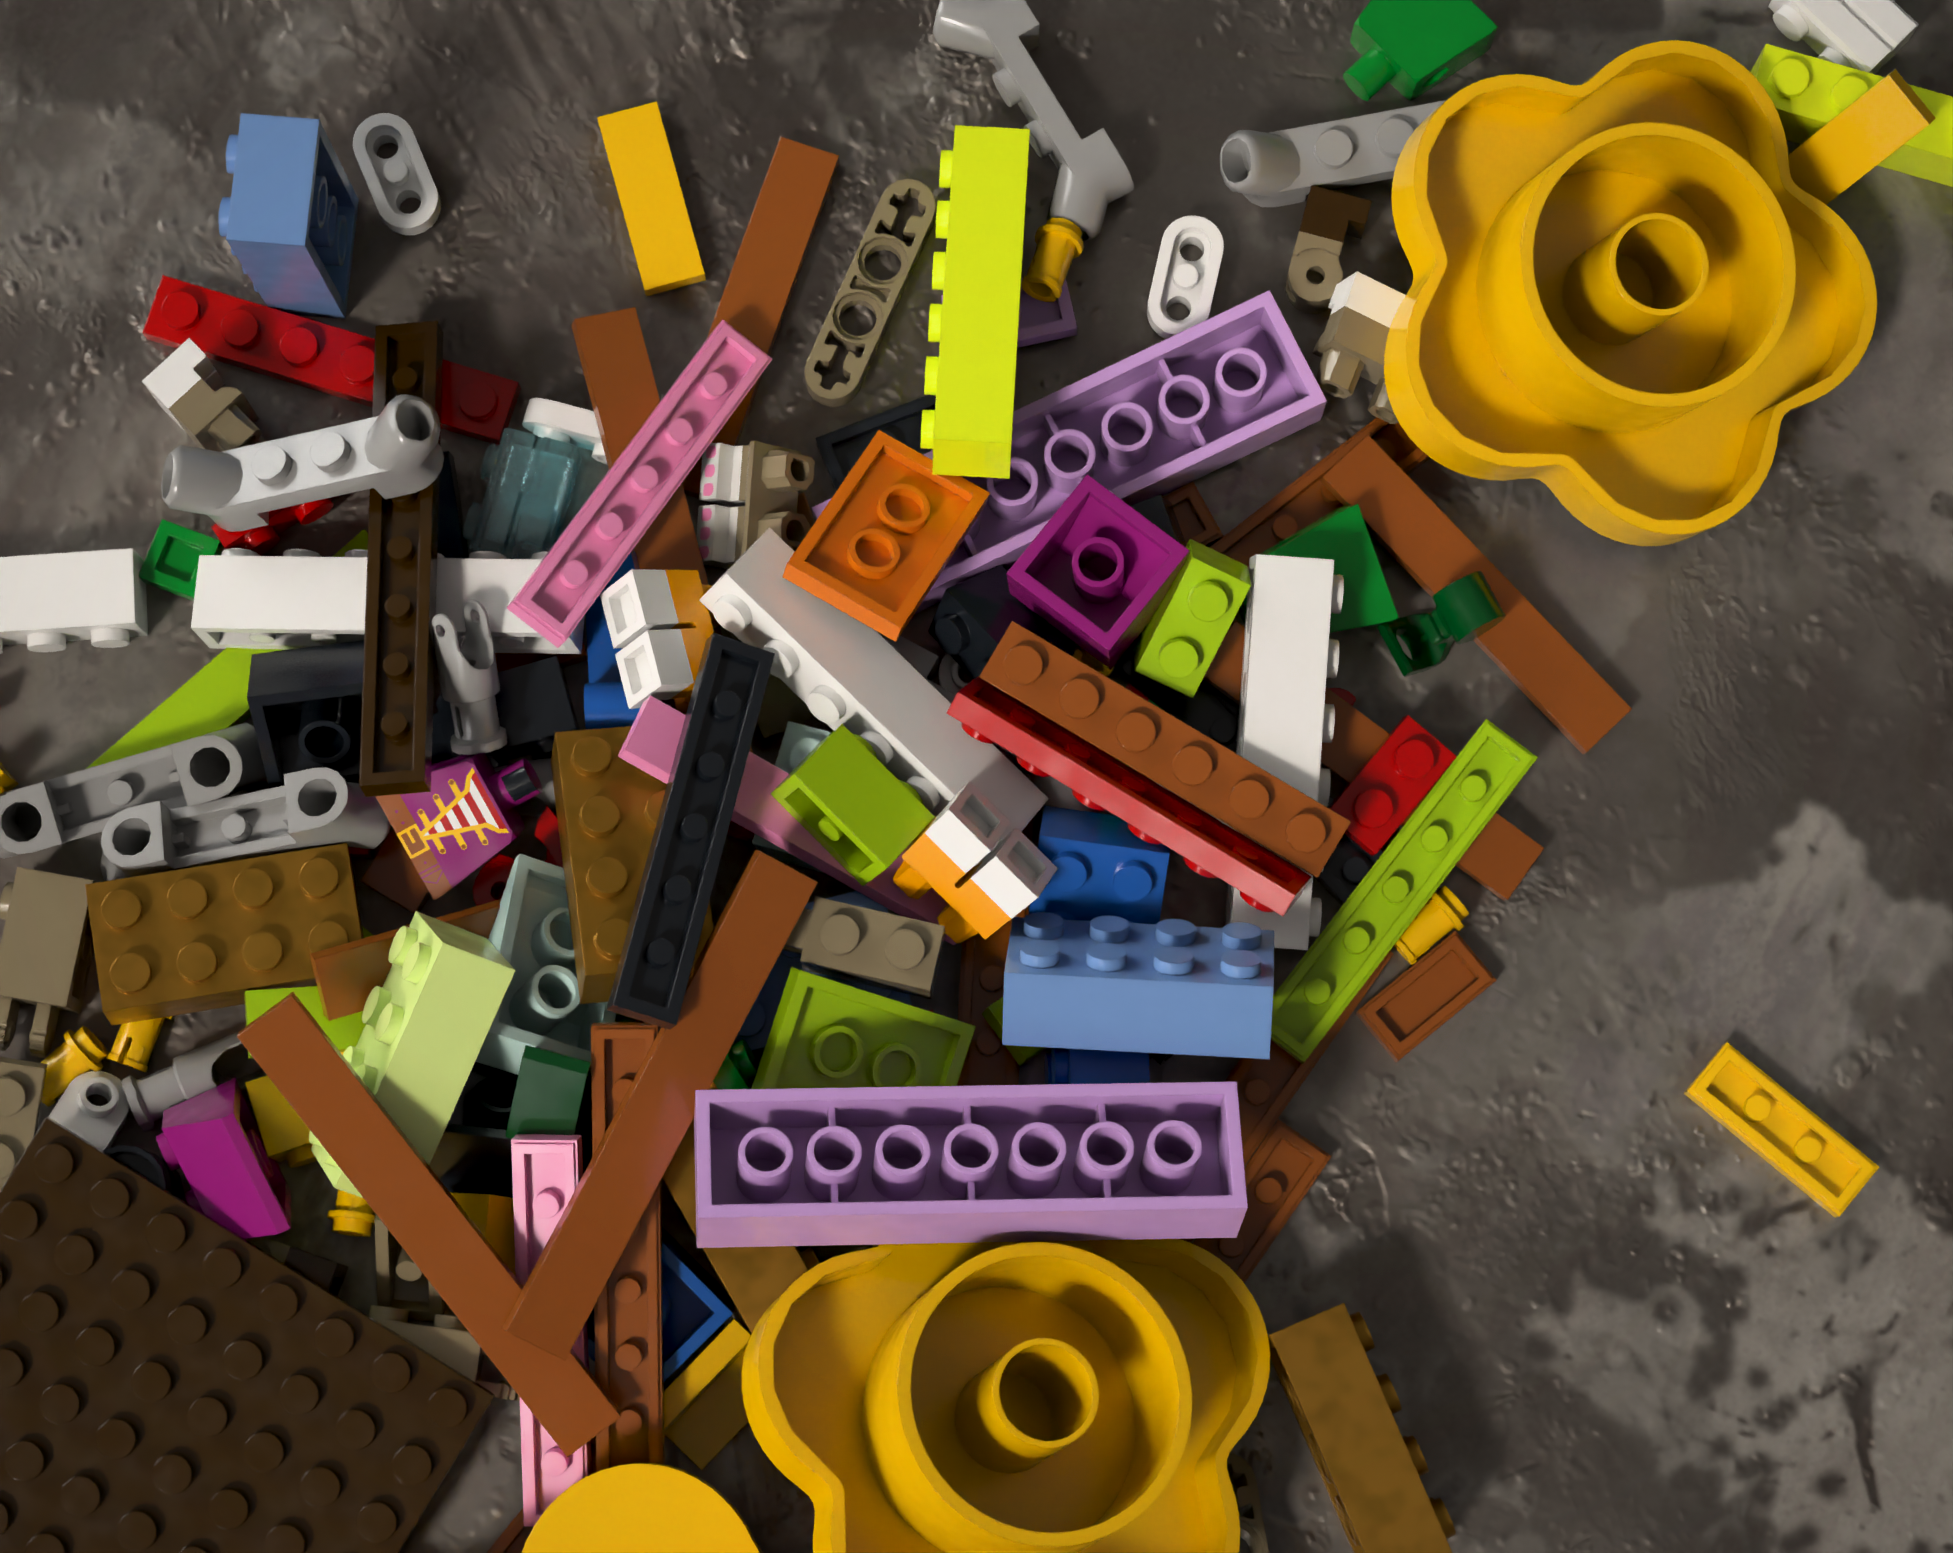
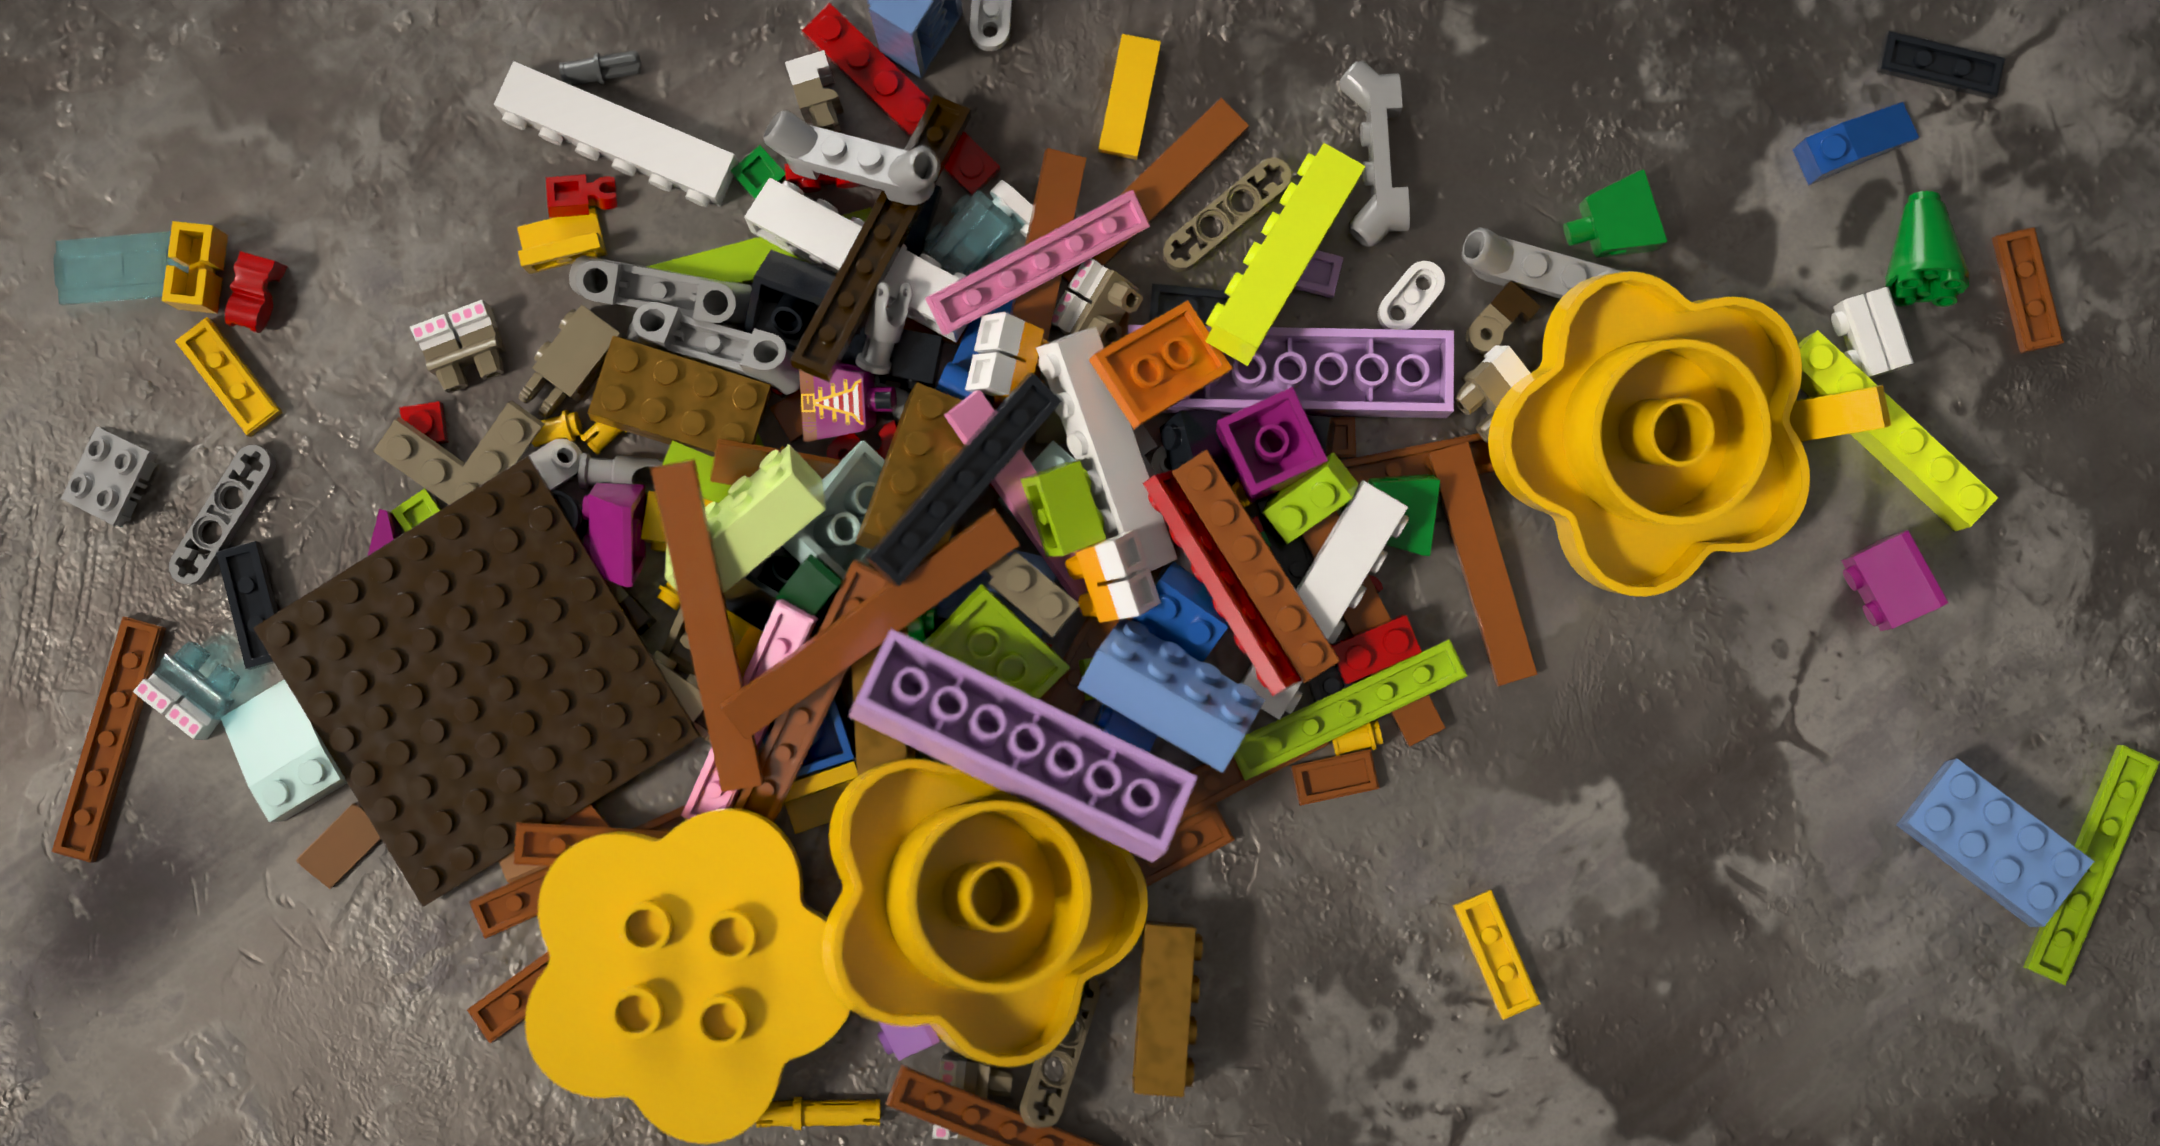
camera: 25 degrees right, 5 degrees up
(1056, 247) = (1346, 242): yellow pin -> none
(1461, 614) = (1467, 572): dark green leg -> none

